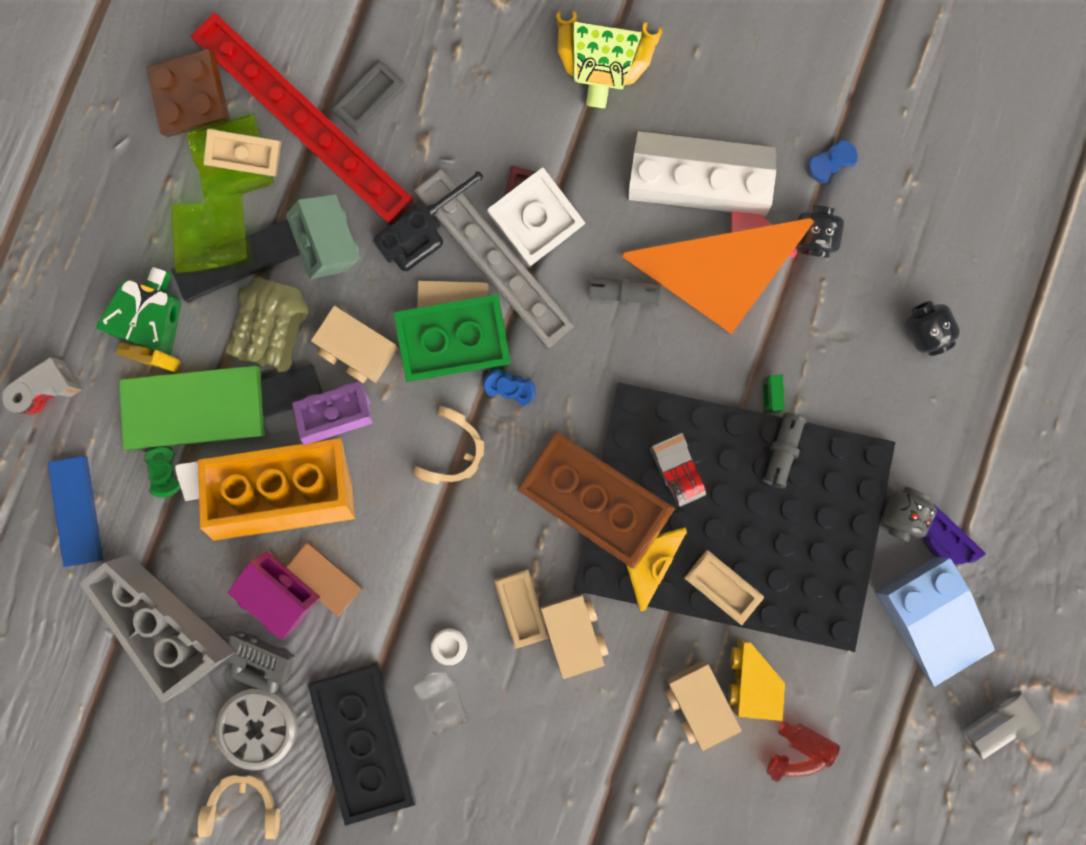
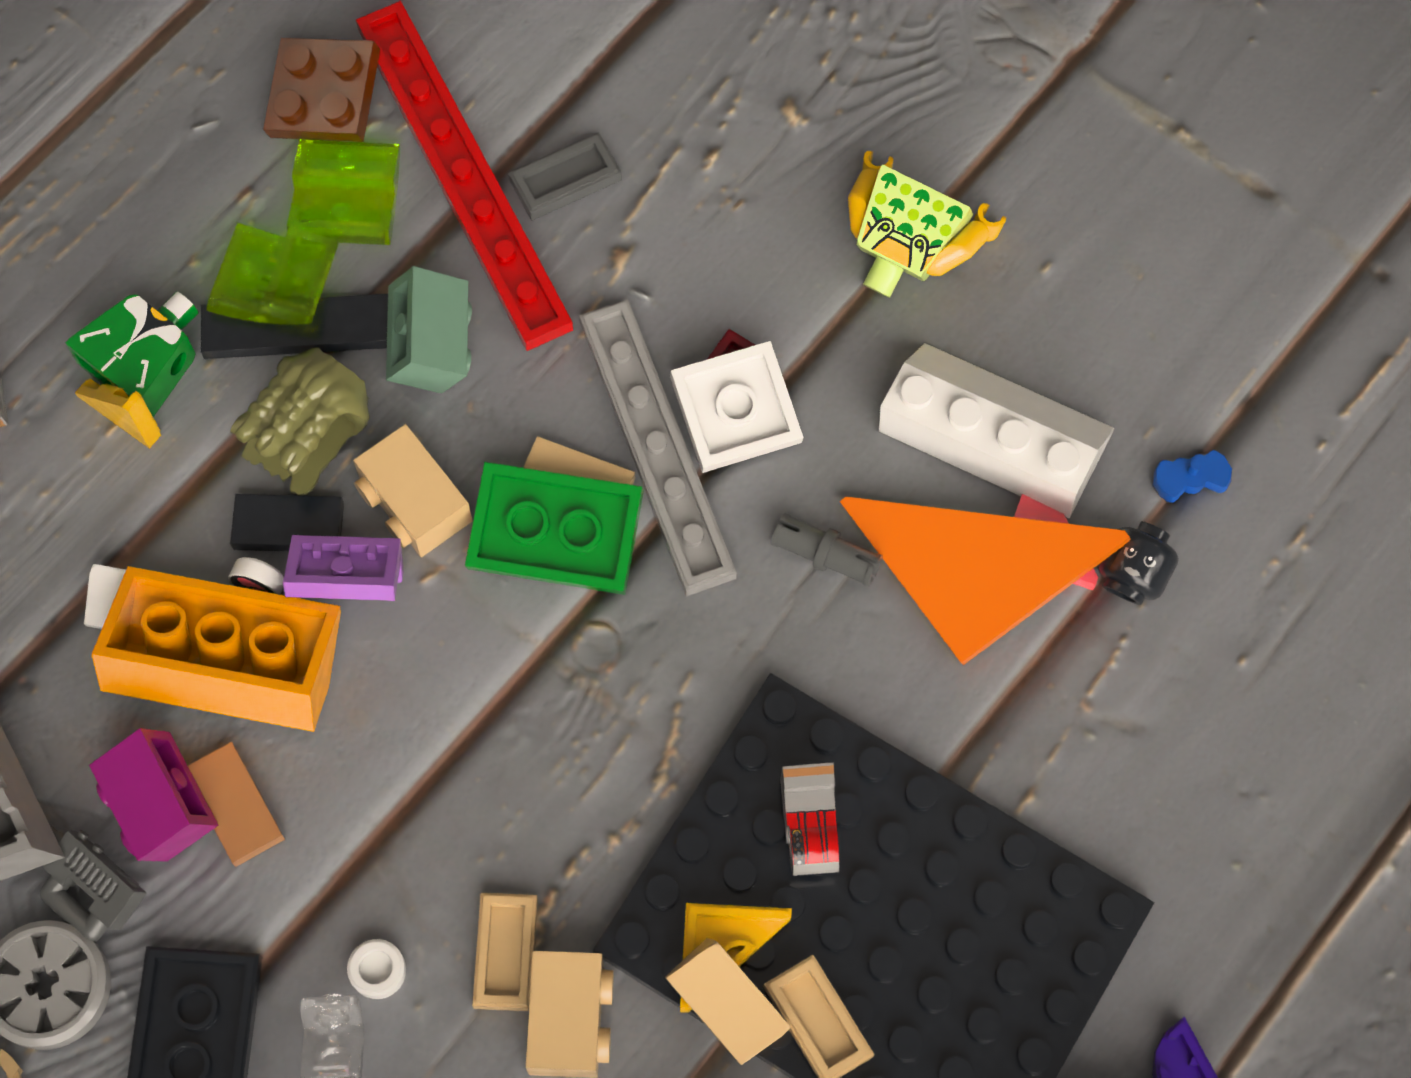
camera: 15 degrees right, 15 degrees down
(161, 472) = (68, 571): green piece -> none
(191, 408) = (148, 499): bright green tile -> none
(242, 152) = (363, 185): tan plate -> none
(280, 436) = (256, 575): none -> white tile
(417, 221) = (558, 358): black piece -> none
(459, 419) = (453, 715): tan piece -> none
(509, 386) = (610, 625): blue piece -> none
(596, 500) = (675, 825): dark orange tile -> none
(667, 598) = (727, 1001): none -> tan slope
(773, 394) = (992, 767): green tile -> none
(784, 450) = (979, 848): dark grey pin -> none
(909, 514) = (1139, 1014): dark grey head -> none
(932, 328) = (1262, 755): black head -> none

